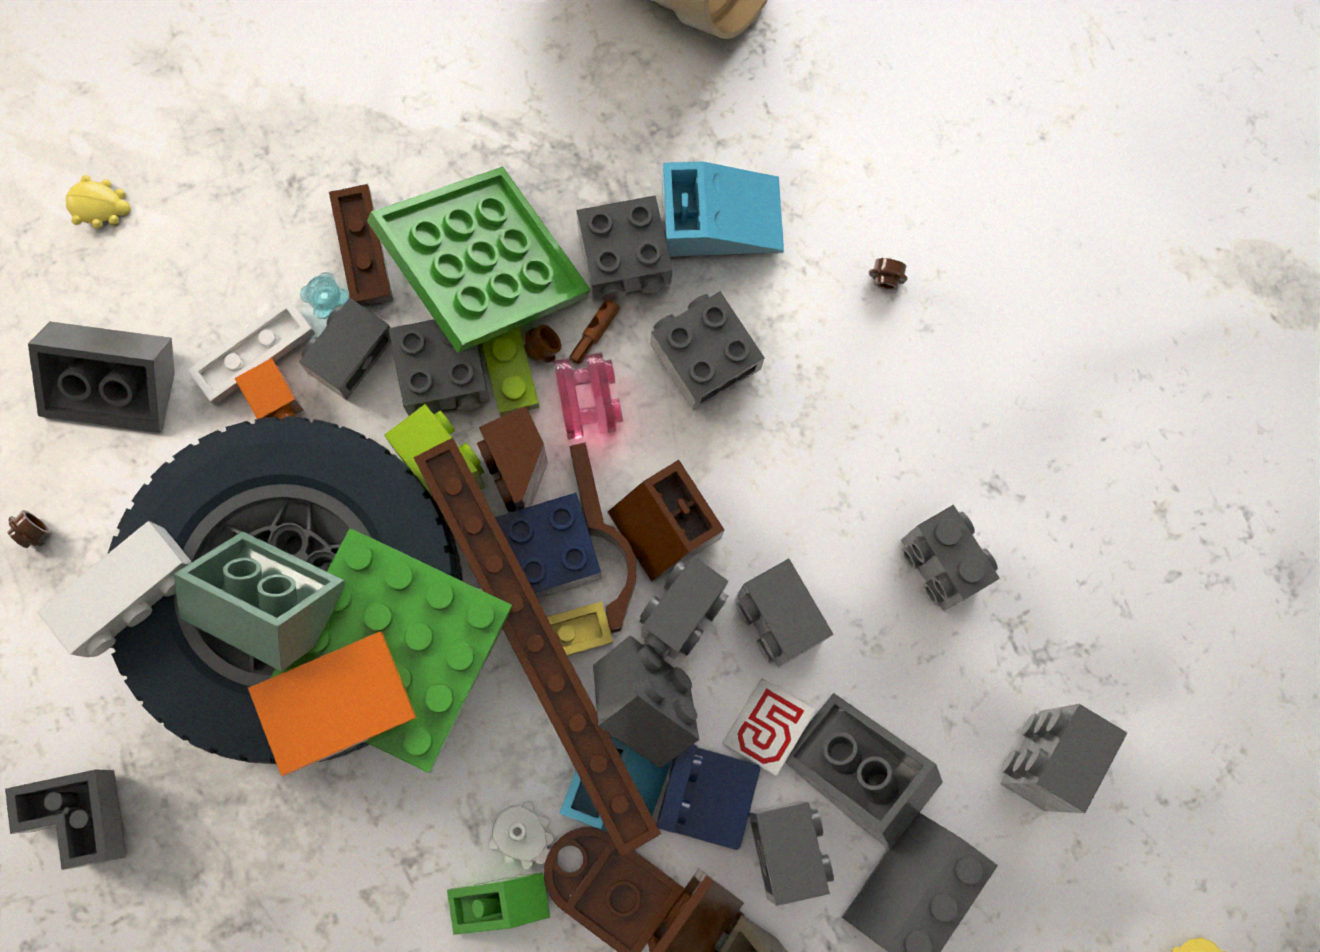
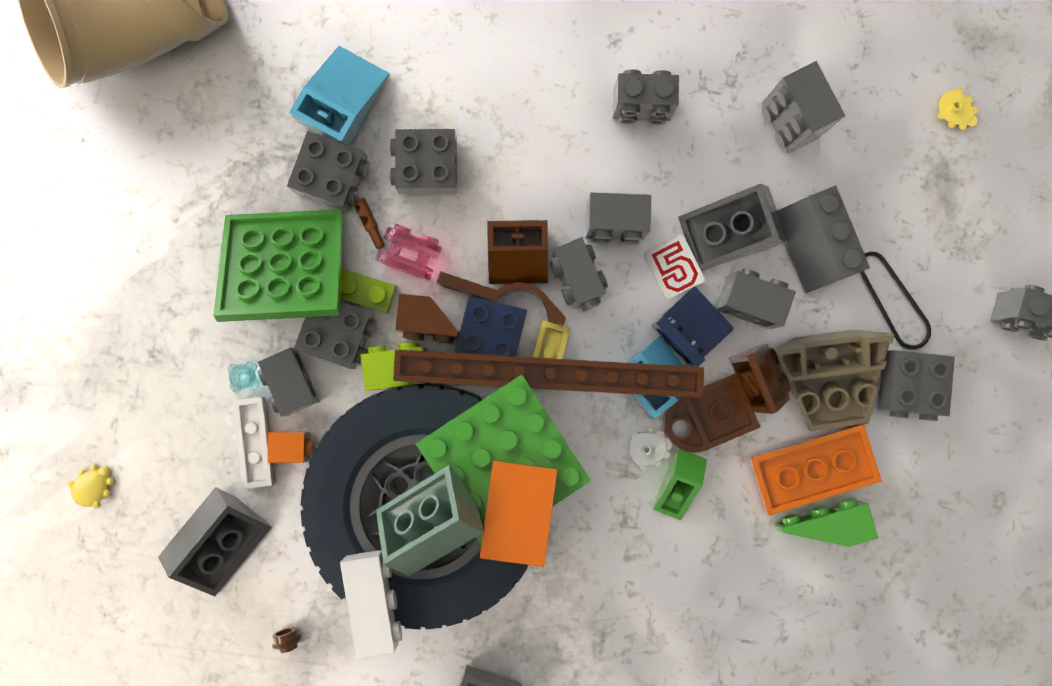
camera: 55 degrees left, 10 degrees up
(360, 246) = (224, 335): reddish brown plate -> none
(542, 343) = (359, 260): reddish brown plate -> none
(645, 702) = (621, 330): dark grey brick -> none
(888, 273) = (444, 17): reddish brown plate -> none

